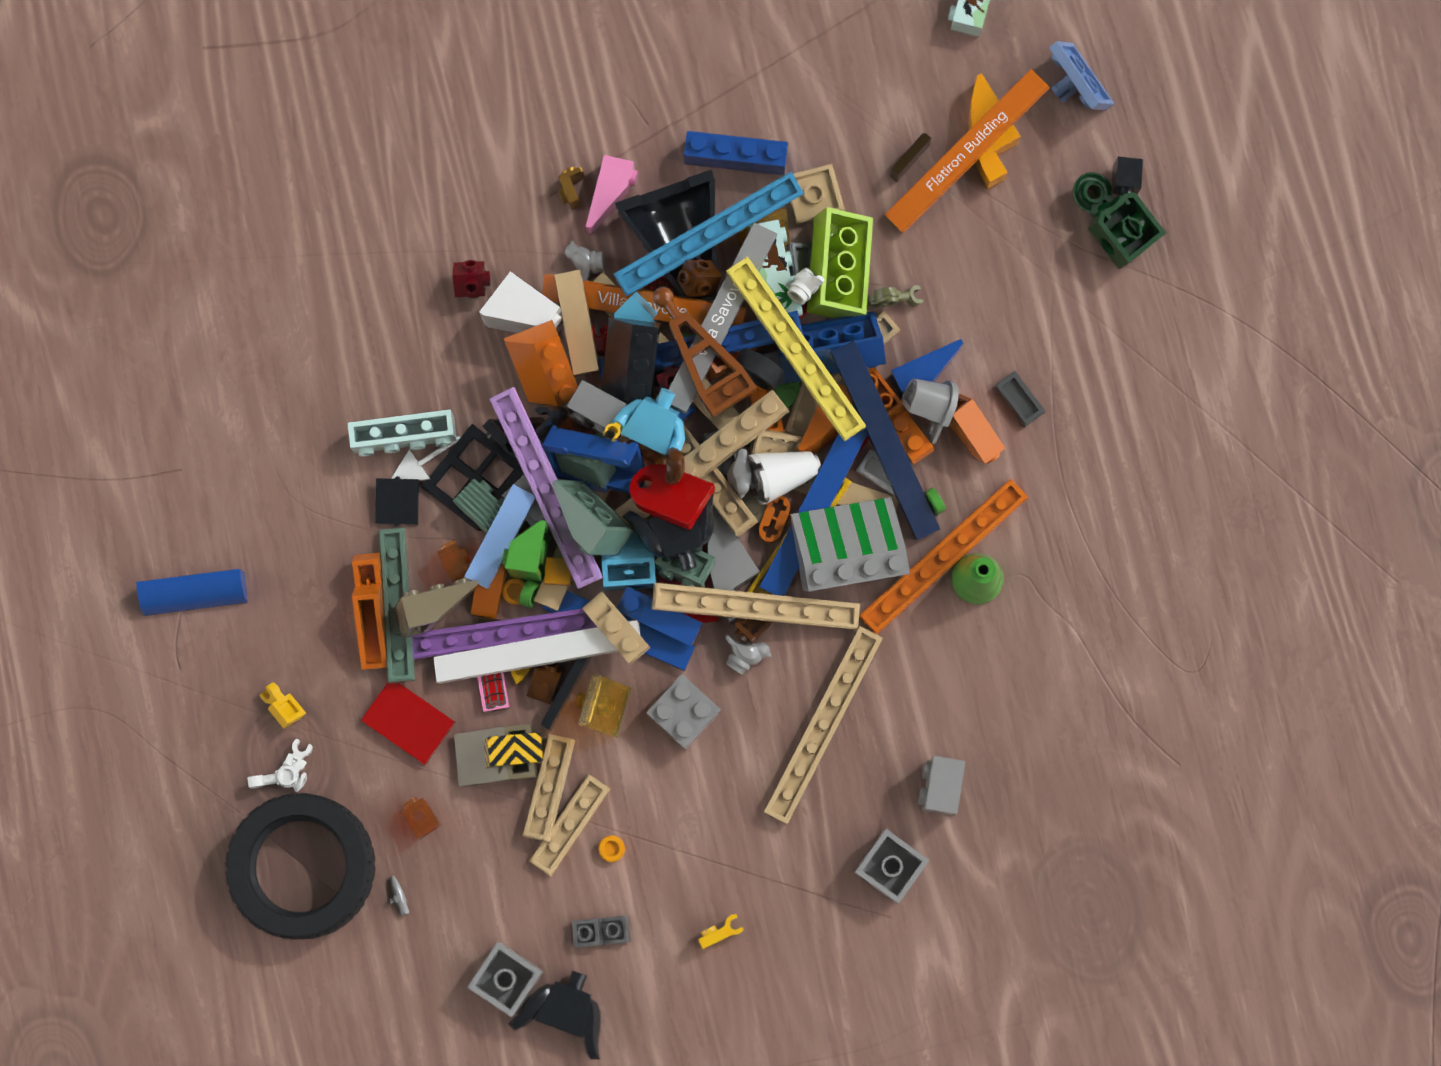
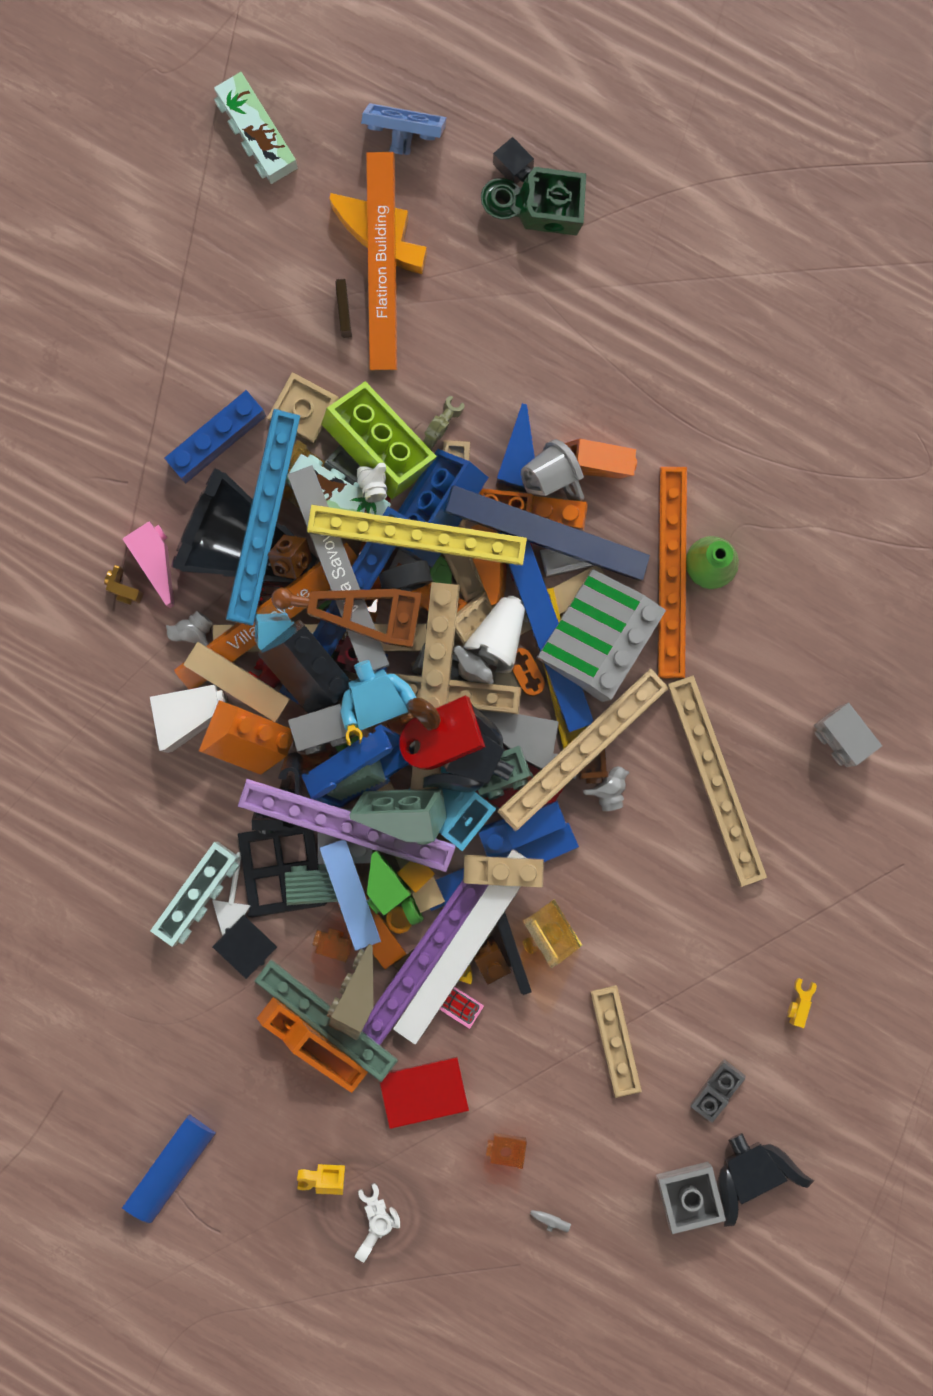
camera: 55 degrees left, 5 degrees up
(243, 854) = (450, 1338): black tyre -> none
(470, 279) = (123, 731): dark red brick -> none
(472, 762) = (513, 1050): dark tan slope -> none
(513, 749) = (524, 1035): sticker -> none
(549, 788) = (574, 1032): tan tile -> none
(611, 848) = (662, 1026): light orange tile -> none
(683, 712) = (611, 877): light grey brick -> none
(891, 866) = (870, 829): light grey brick -> none
(935, 501) = (626, 539): bright green tile -> none
(1019, 399) = (606, 403): dark grey tile -> none

